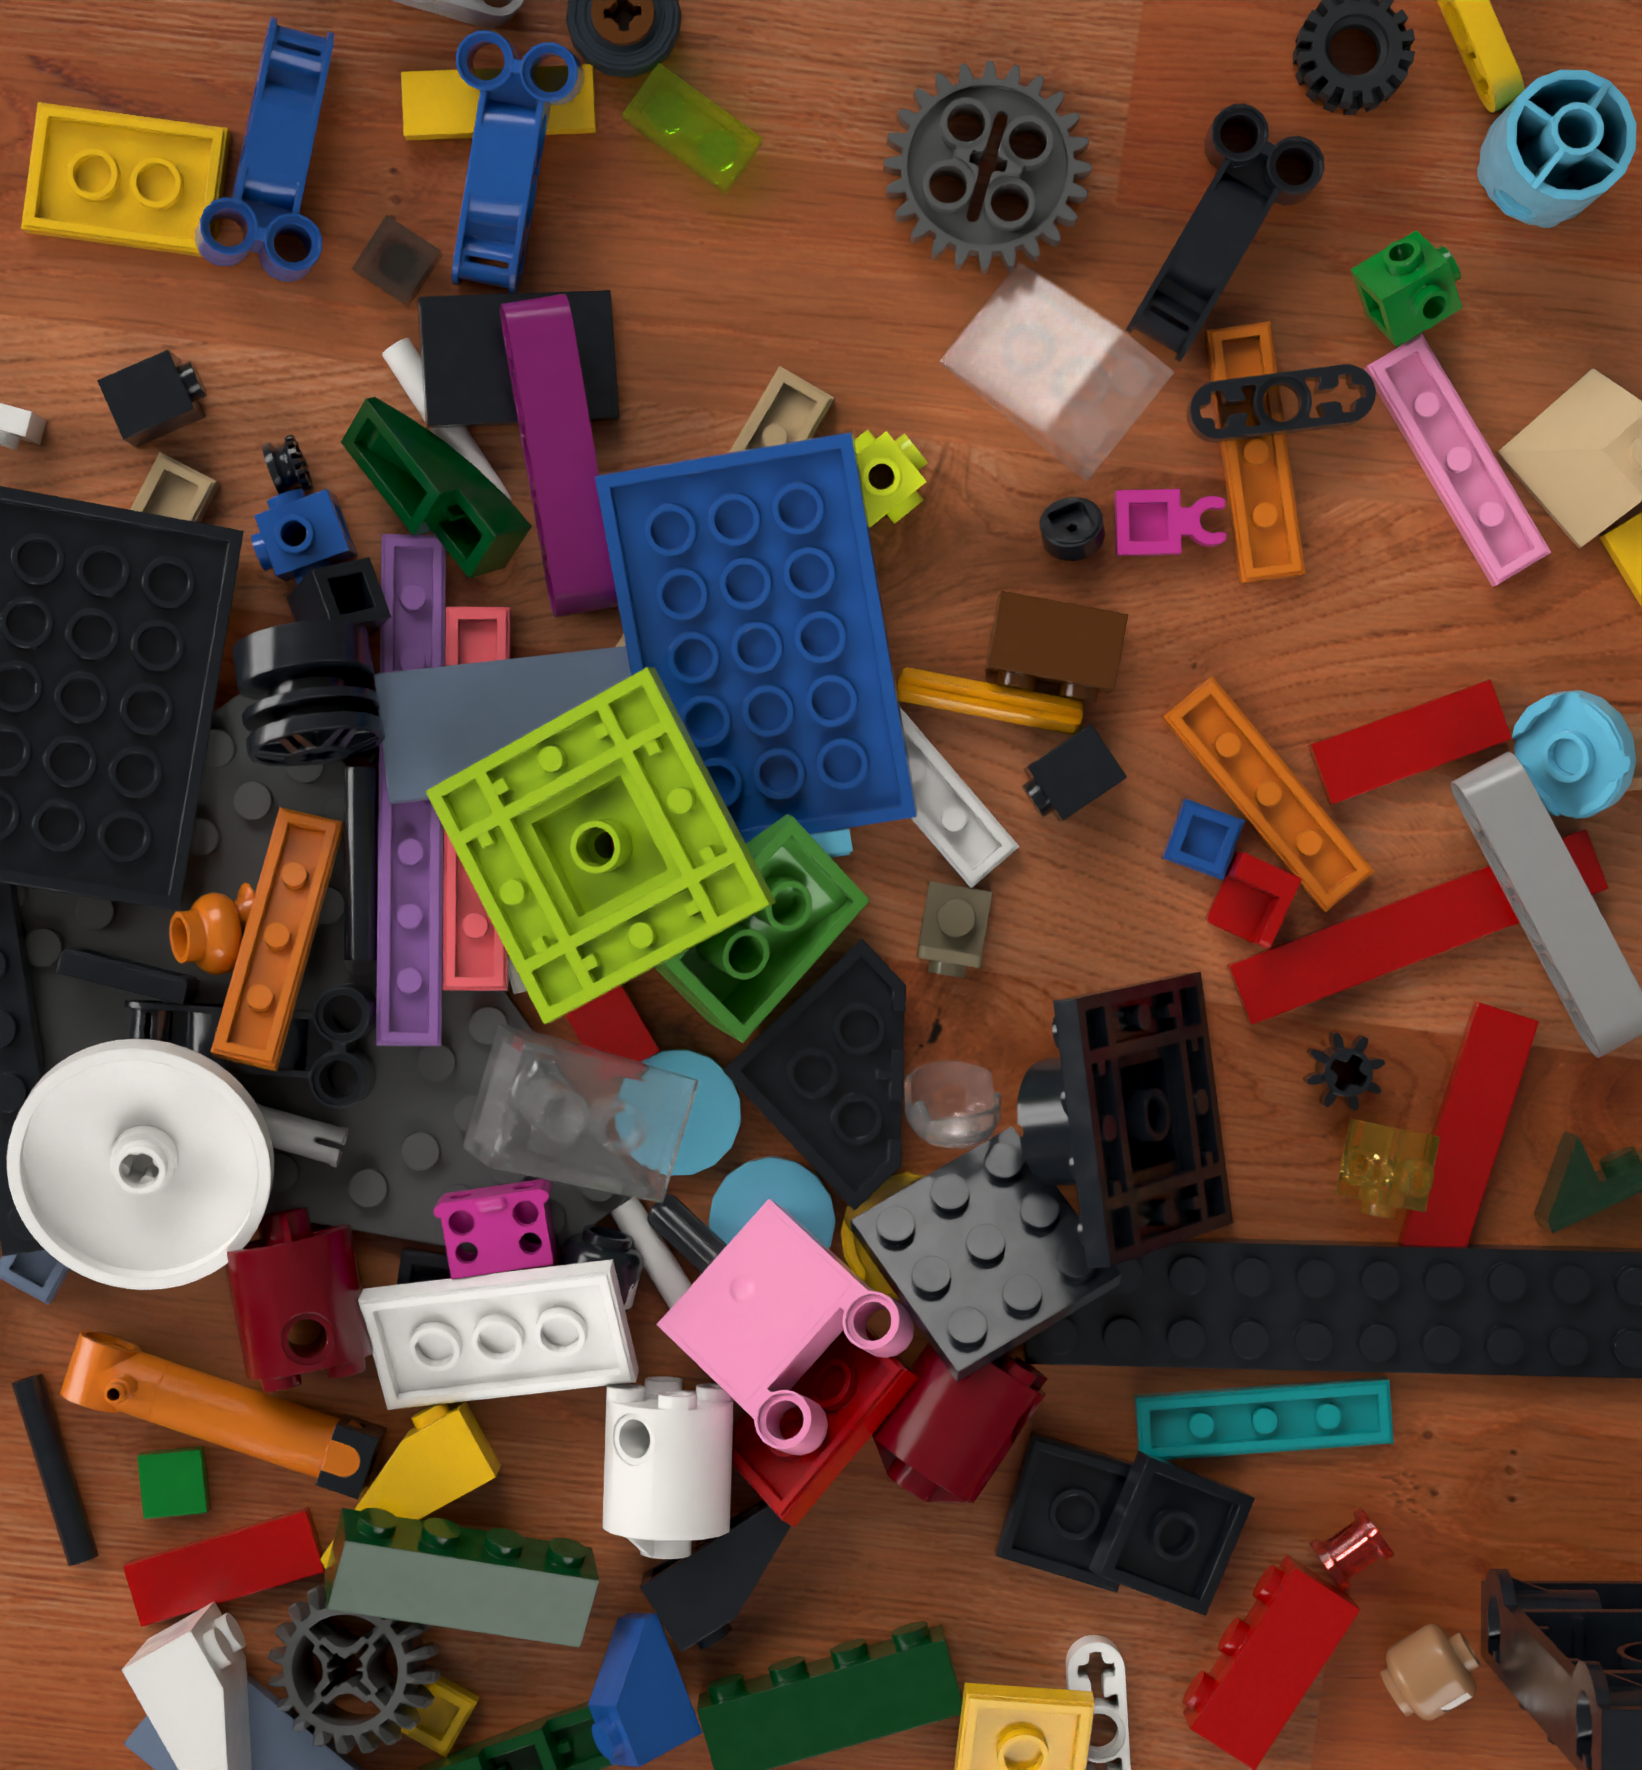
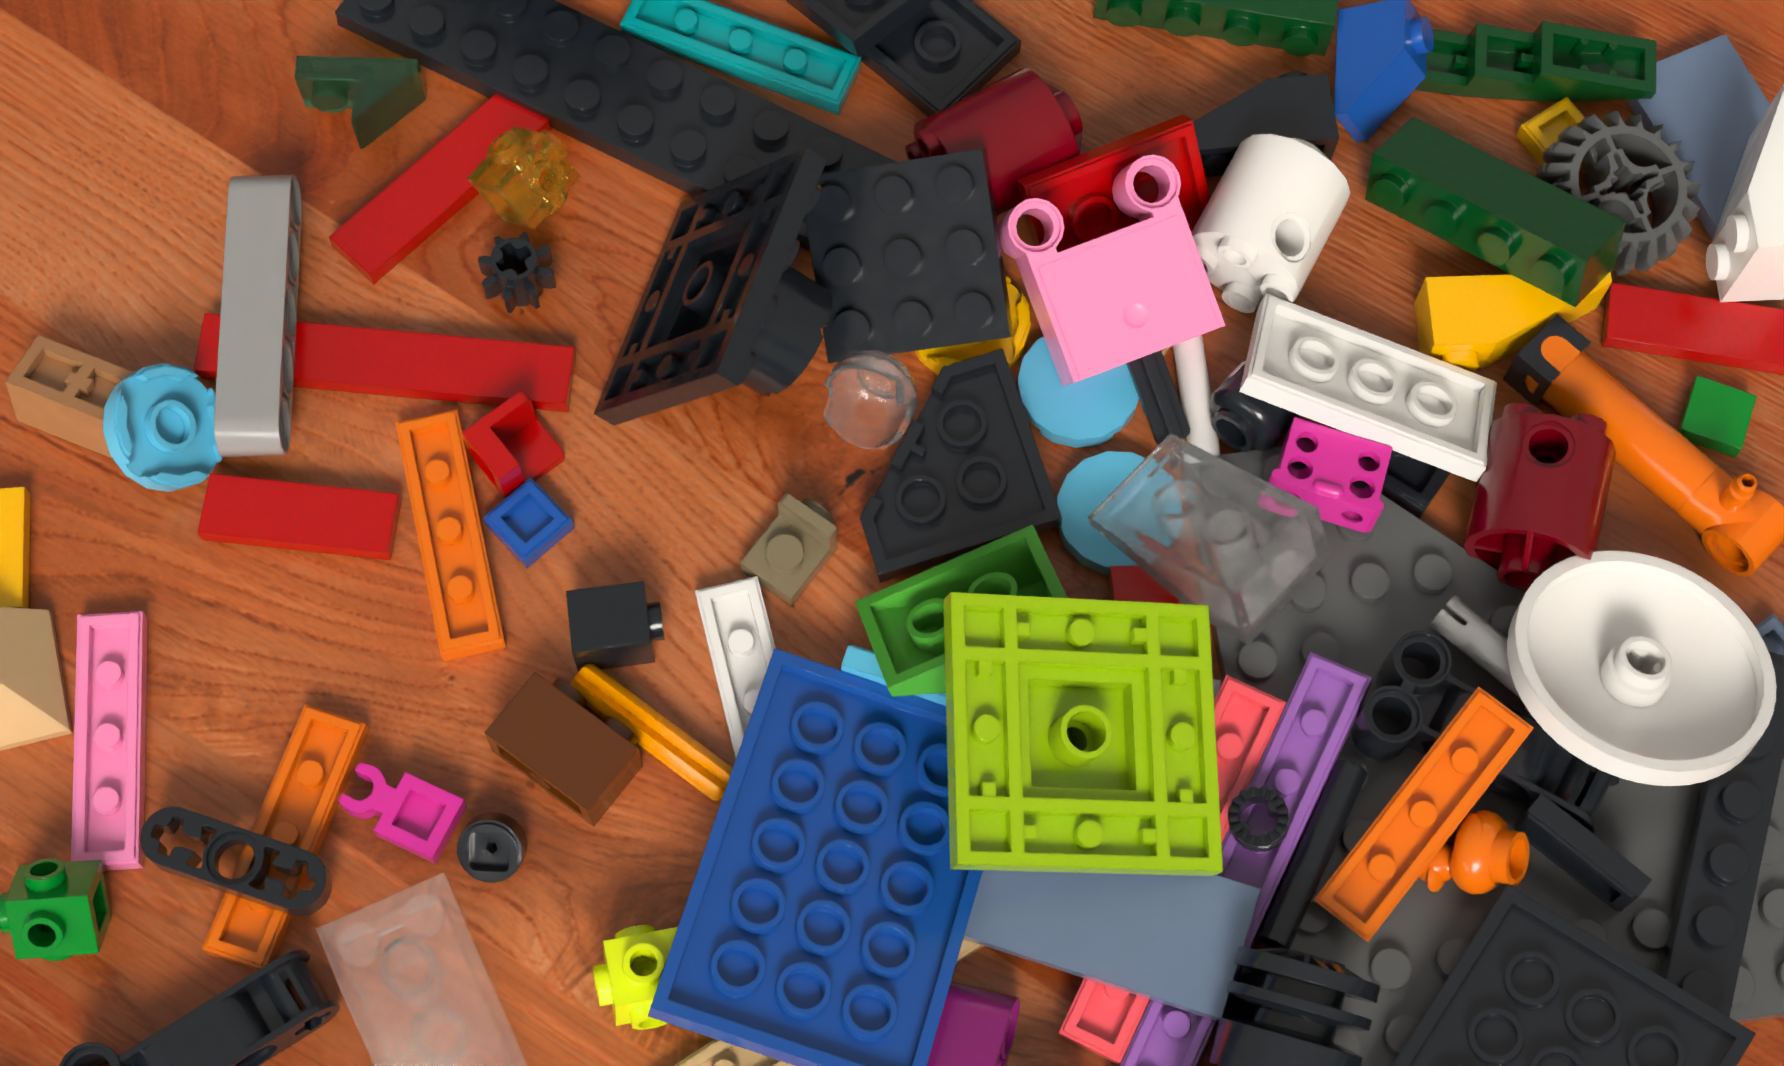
camera: 160 degrees left, 20 degrees down
(428, 849) = (1276, 809): none -> black bush

